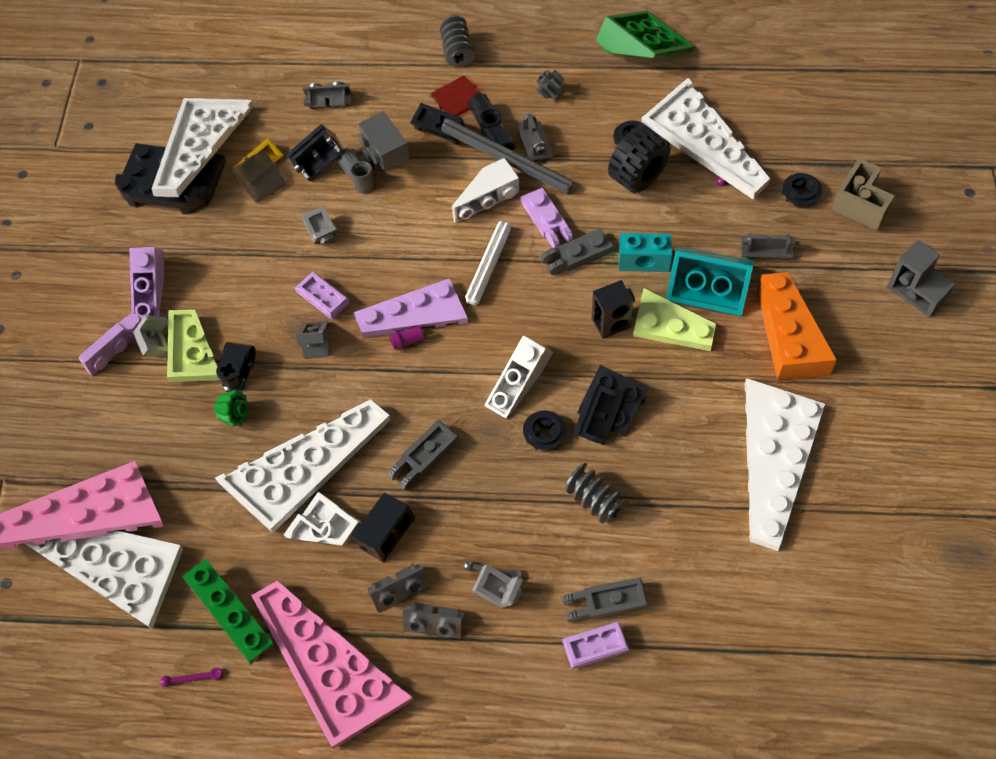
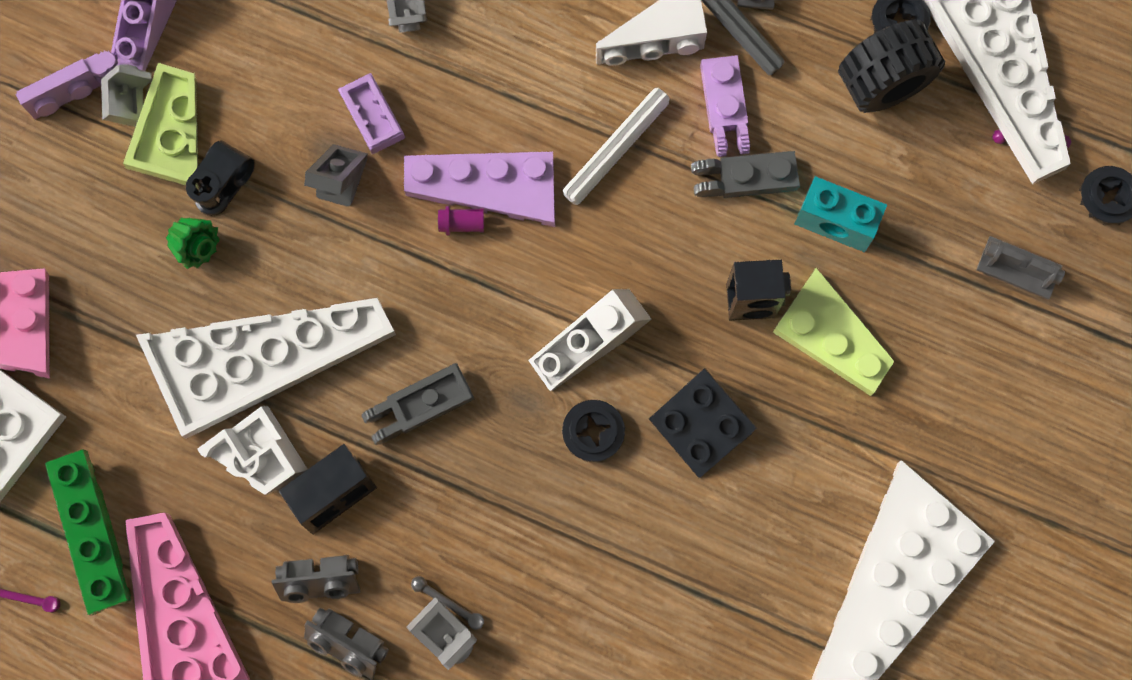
camera: 20 degrees right, 15 degrees up
(593, 495) = (621, 554): dark grey piece -> none
(598, 414) = (673, 440): black hinge -> none
(709, 280) = (915, 291): teal slope -> none
(792, 333) = (996, 413): orange wedge -> none

